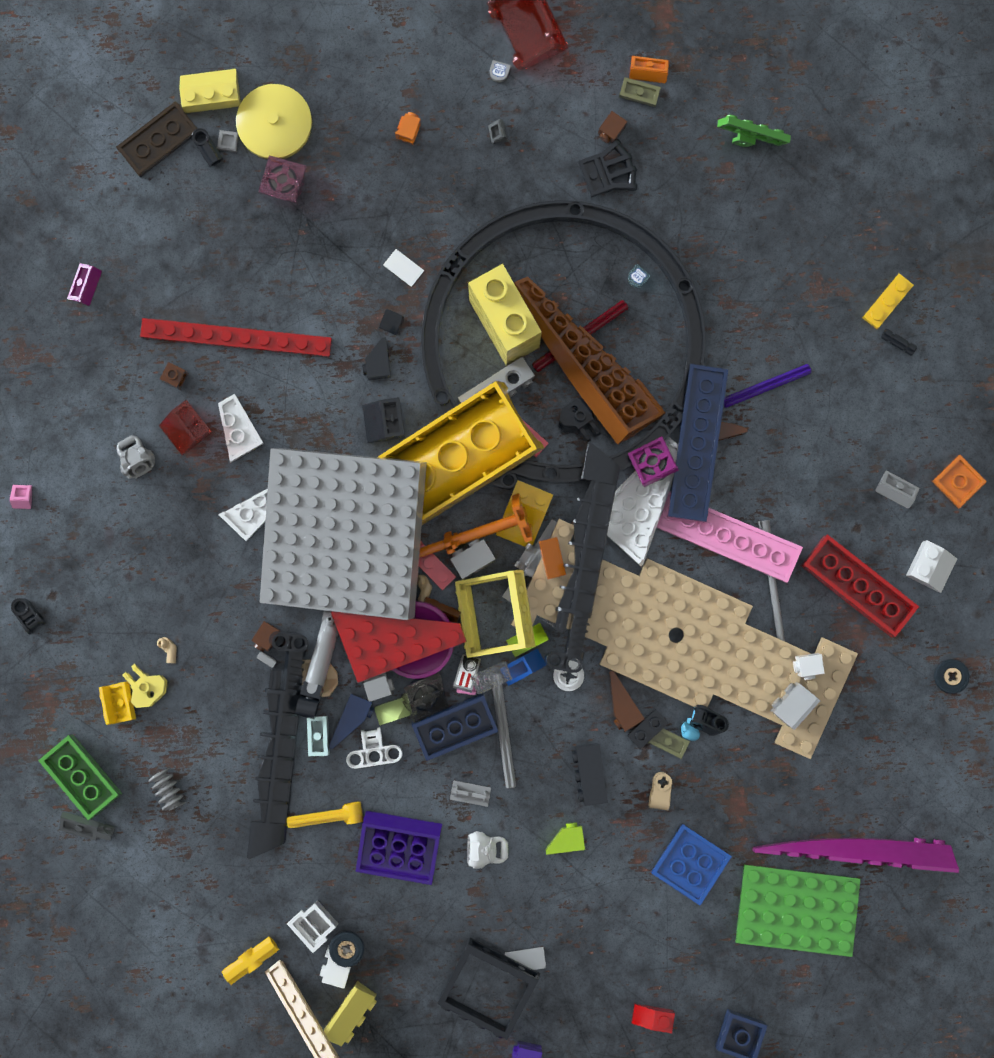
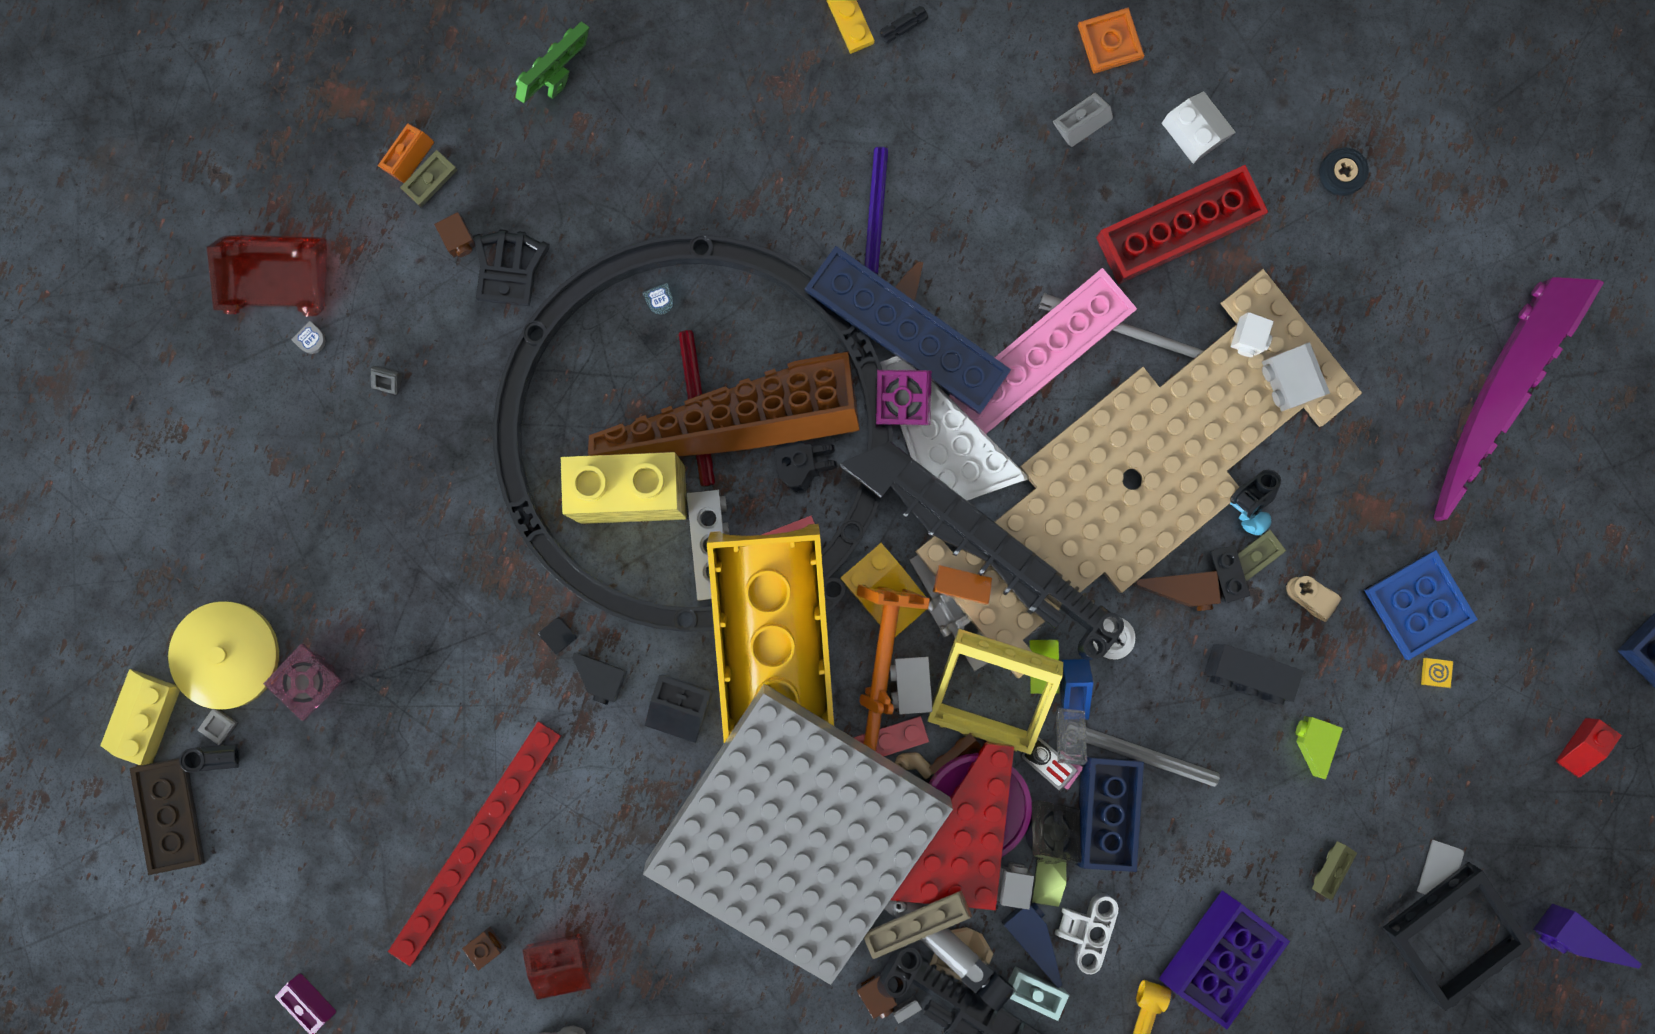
camera: 65 degrees left, 0 degrees up
(238, 429) = (593, 898): white wing -> none
(248, 515) = (710, 943): white wing -> none
(324, 637) = (917, 924): none -> dark tan tile
(403, 267) = (496, 584): white sticker -> none
(408, 128) = (321, 489): orange window -> none
(470, 793) = (1200, 834): light grey hinge -> none
(483, 849) = (1279, 855): white piece -> none
(491, 890) = (1334, 870): none -> olive plate
(652, 897) = (1437, 672): none -> yellow tile
(798, 910) = (1538, 503): bright green plate -> none

